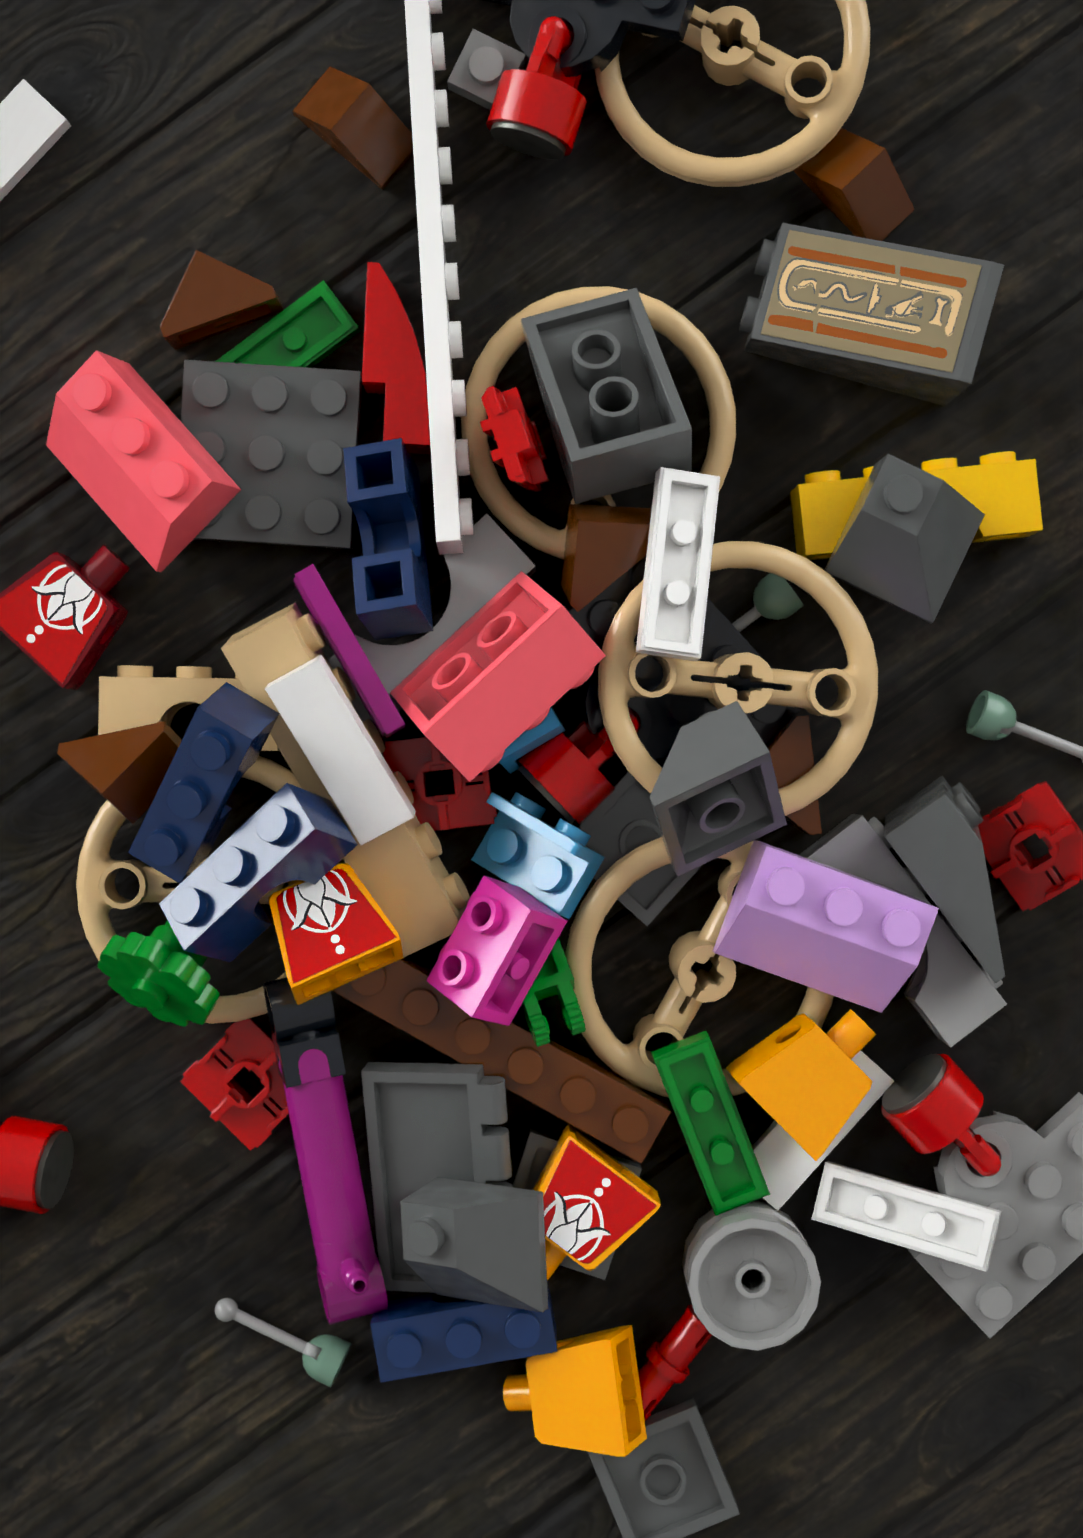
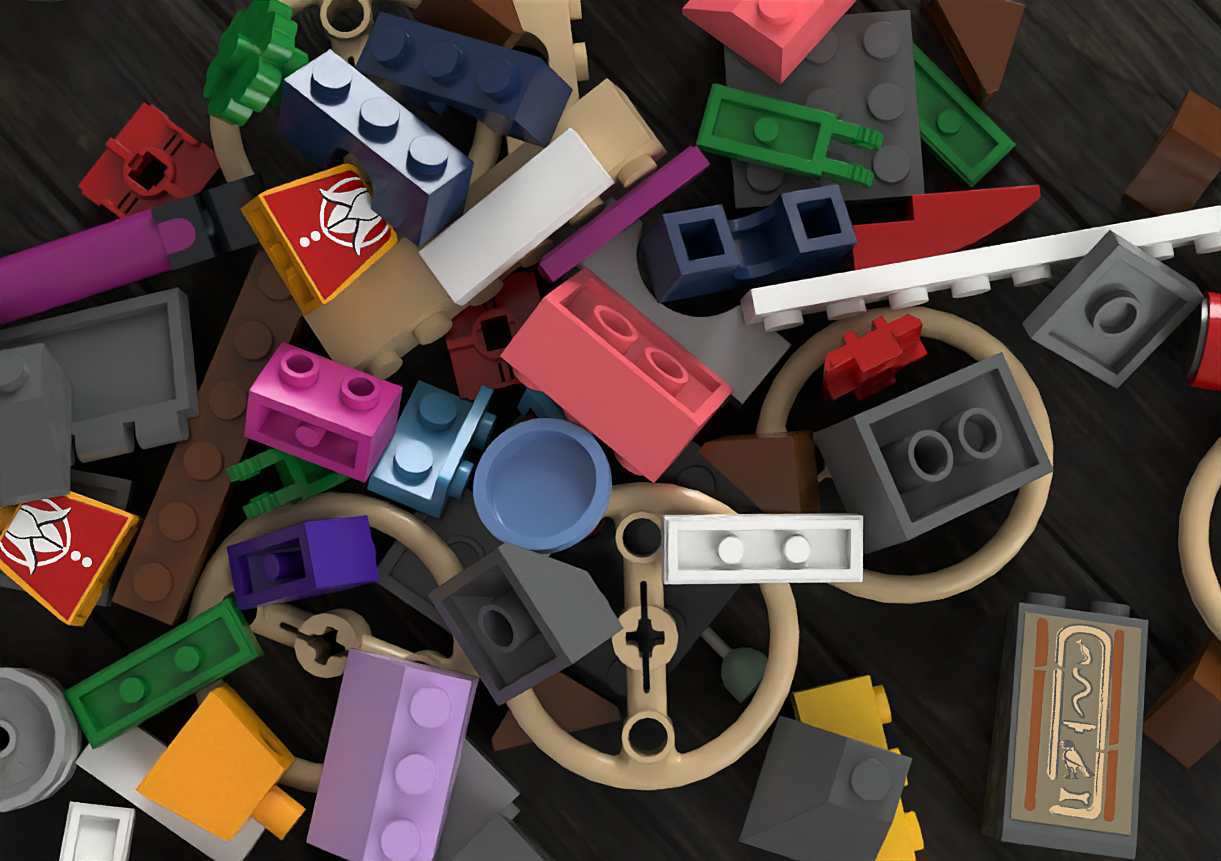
camera: 80 degrees right, 5 degrees down
(290, 494) = (783, 136): none -> green hinge
(494, 210) = (1113, 310): none -> dark grey plate
(594, 758) = (542, 485): none -> medium blue piece
(632, 985) = (303, 562): none -> dark purple slope

